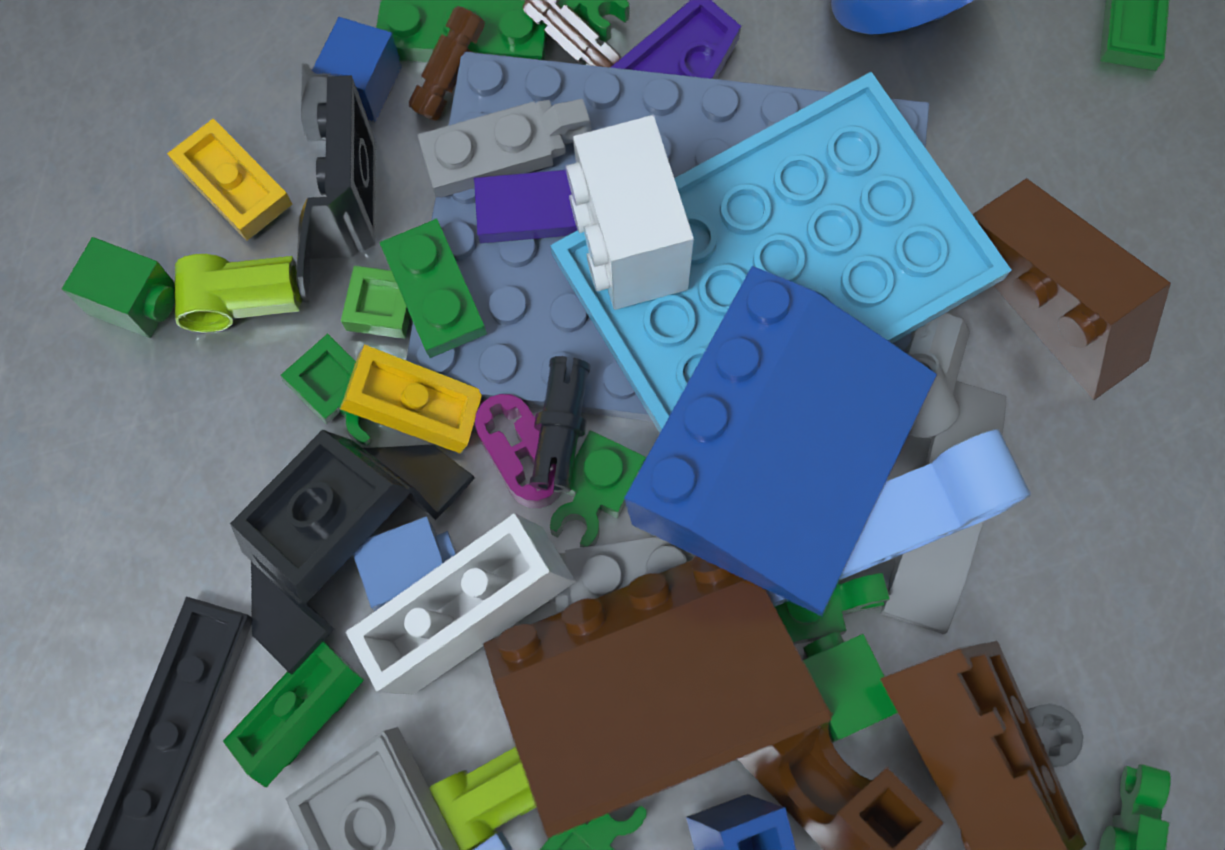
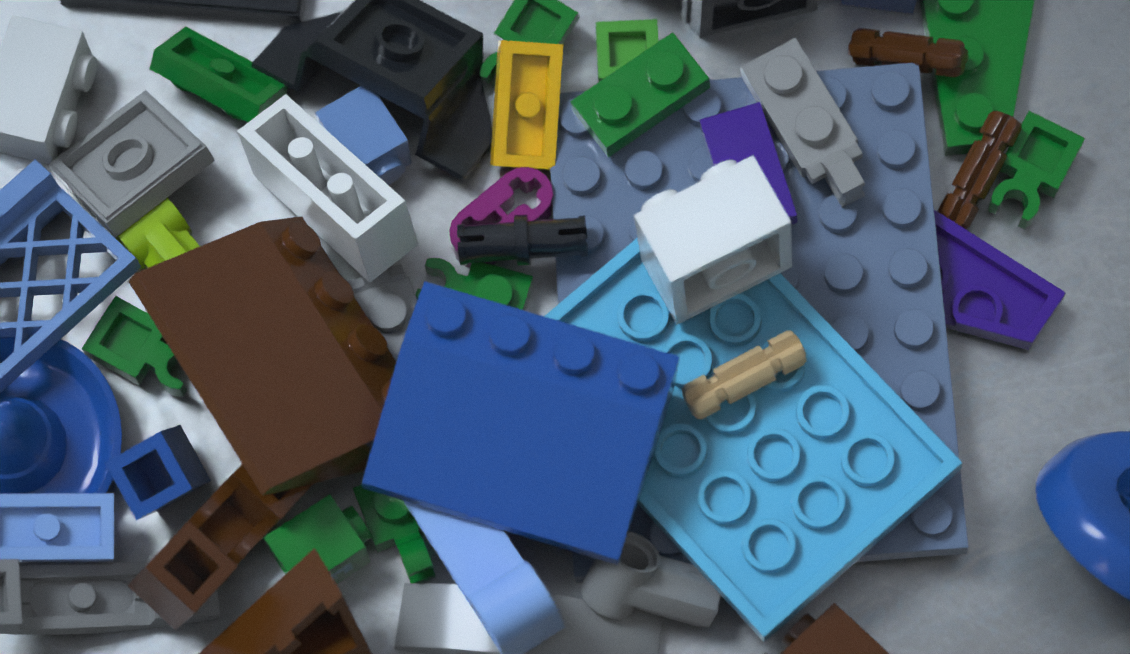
camera: 80 degrees right, 0 degrees up
(756, 224) = (744, 374): none -> tan axle

